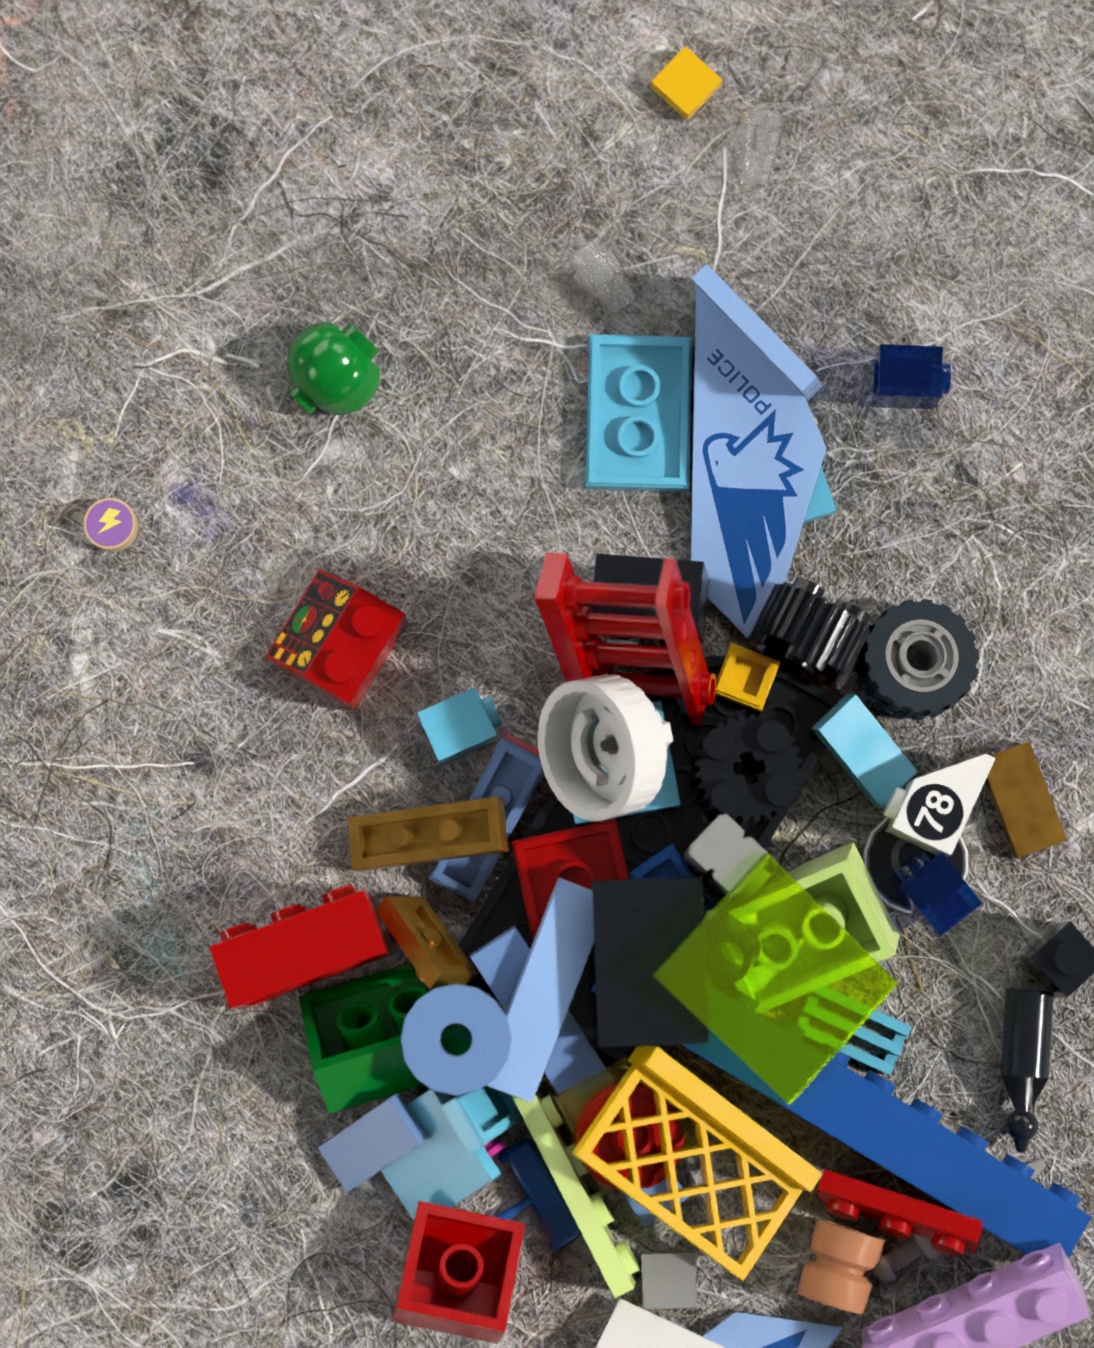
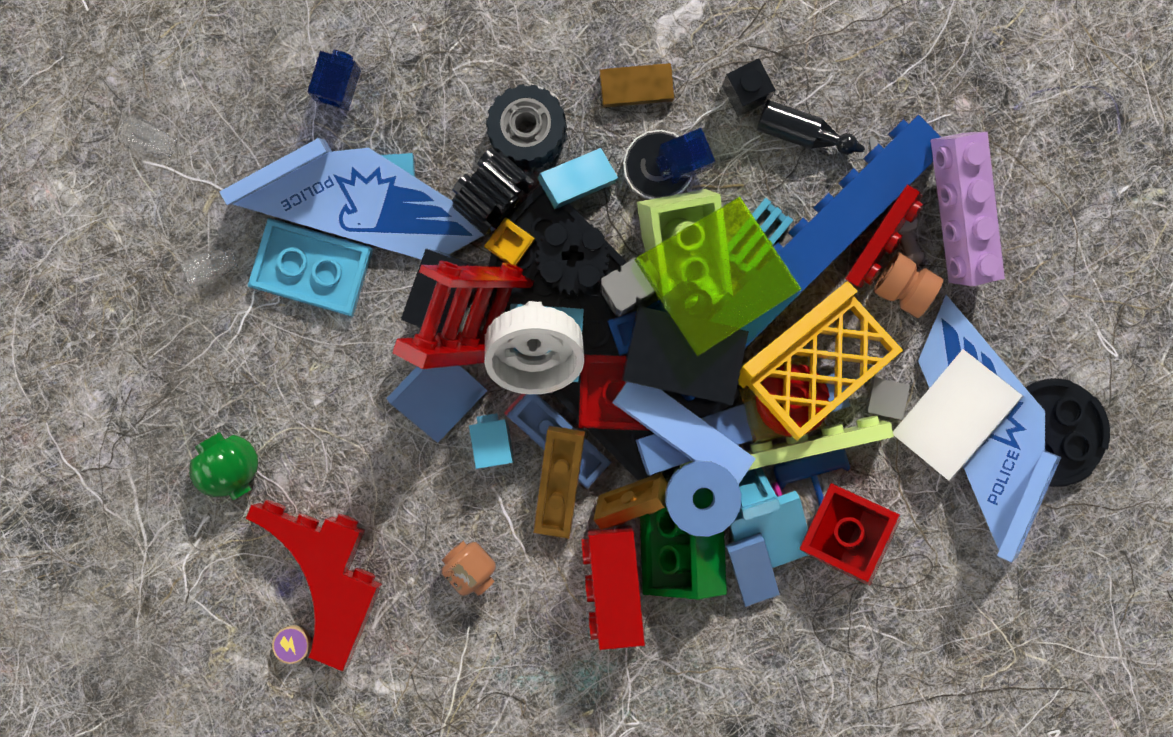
camera: 75 degrees left, 5 degrees up
(243, 539) = (325, 555): none -> red arch
(275, 740) = (468, 568): none -> nougat head
(337, 638) = (410, 509): red slope -> none
(501, 634) = (436, 398): none -> medium blue tile
(686, 83) = (89, 174): yellow tile -> none
(937, 805) = (628, 139): white slope -> none

